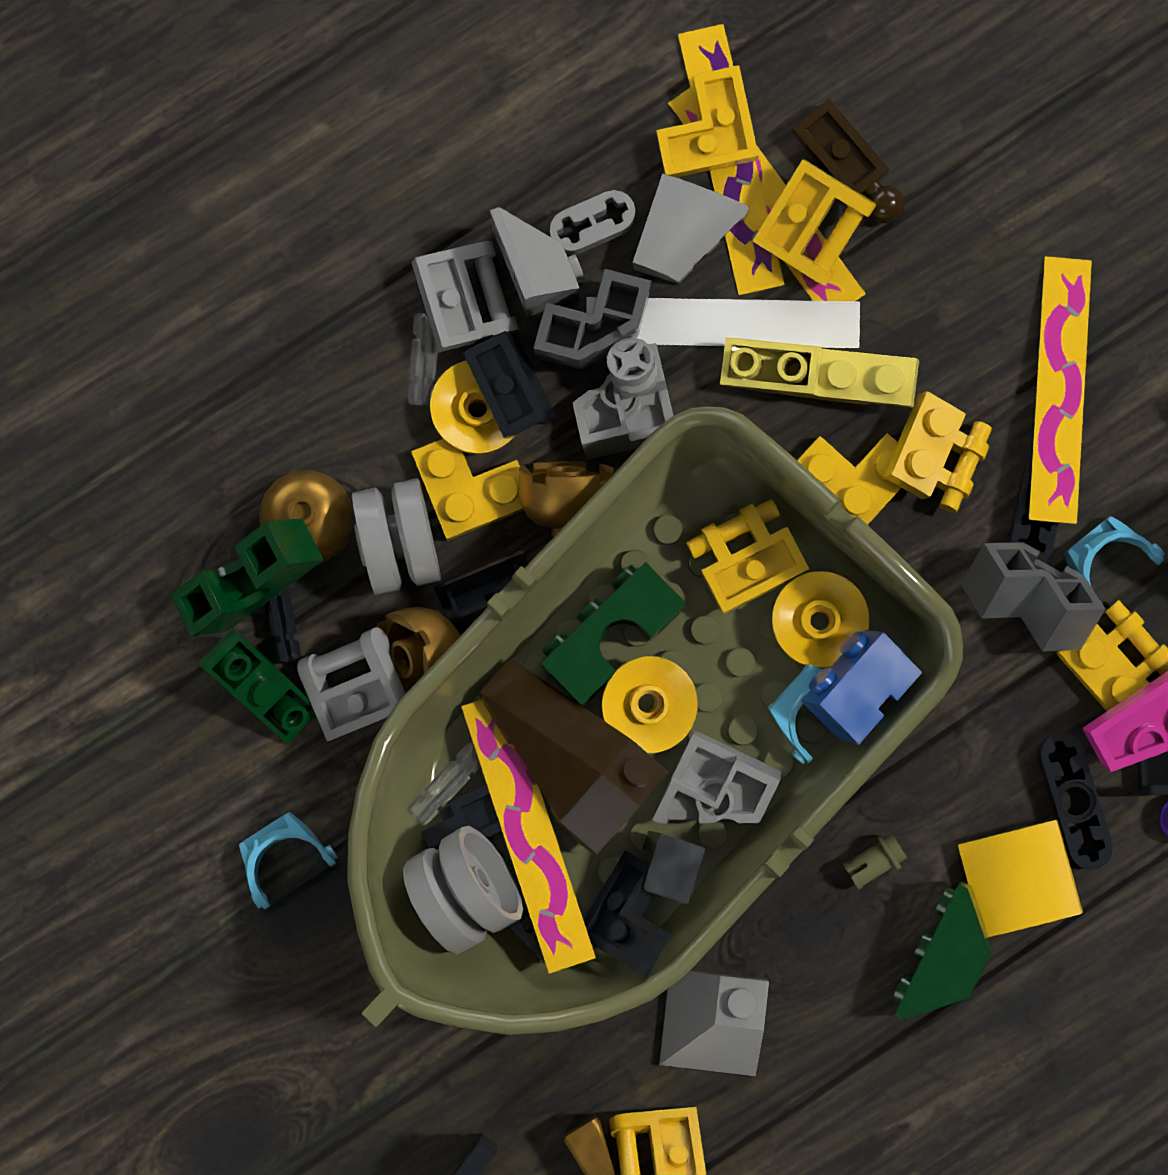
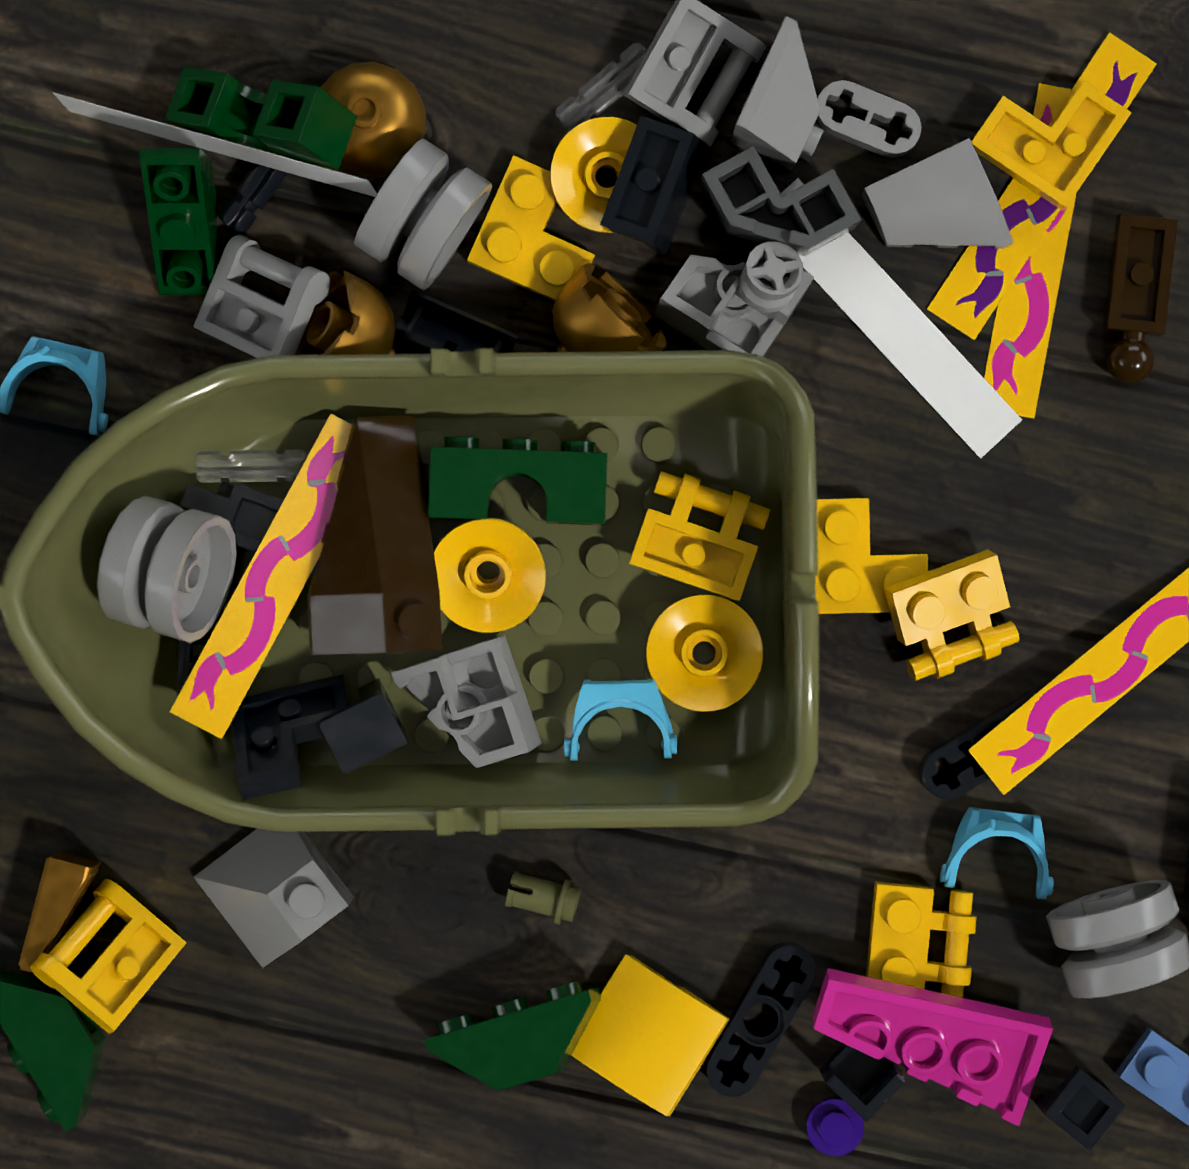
camera: 45 degrees right, 5 degrees up
(235, 620) = (217, 145): none -> white sticker
(799, 215) = (1047, 294): yellow plate -> none
(819, 372) = (923, 444): light yellow slope -> none
(858, 684) = (677, 741): brick -> none
(1053, 604) = (912, 843): dark grey brick -> none

